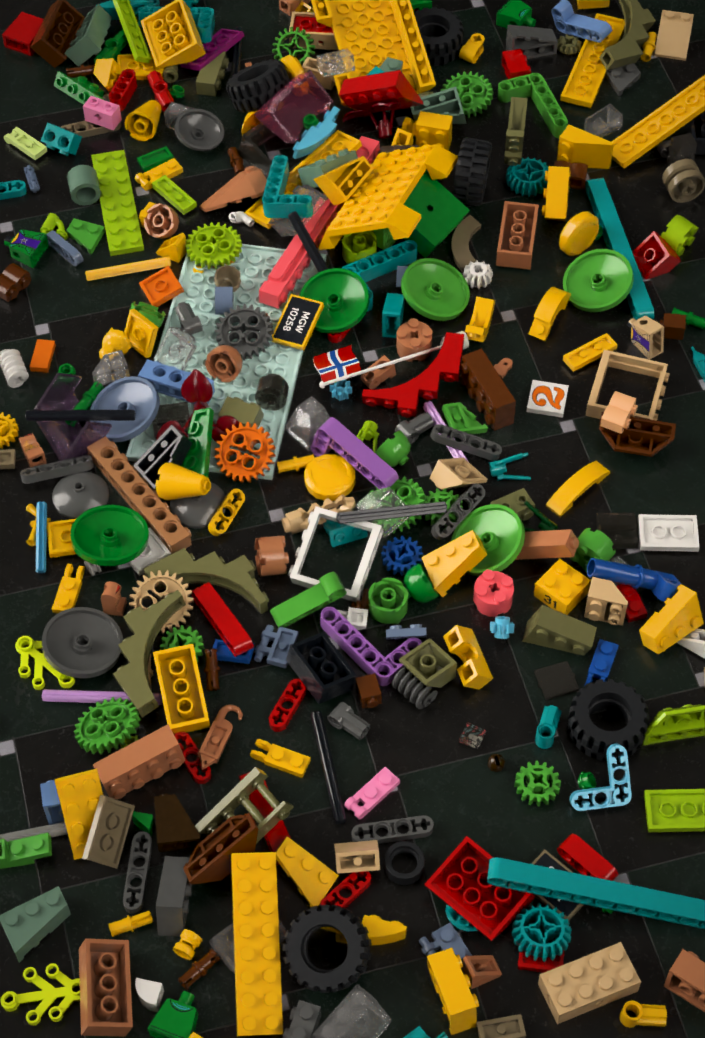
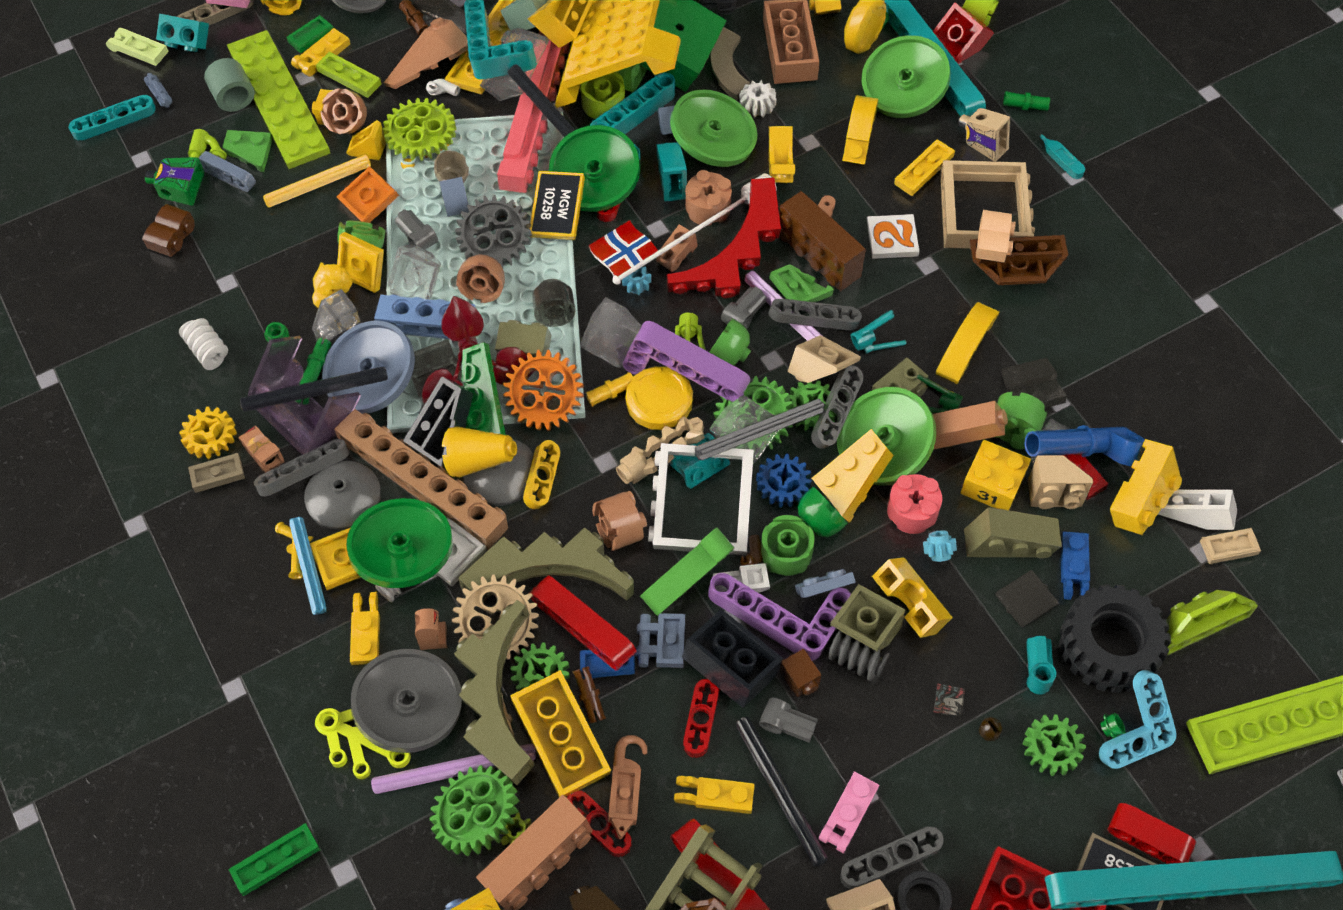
camera: 15 degrees left, 5 degrees up
(42, 356) = (238, 319): orange tile -> none
(668, 533) = (1097, 374): white plate -> none
(673, 326) = (1017, 111): reddish brown brick -> none

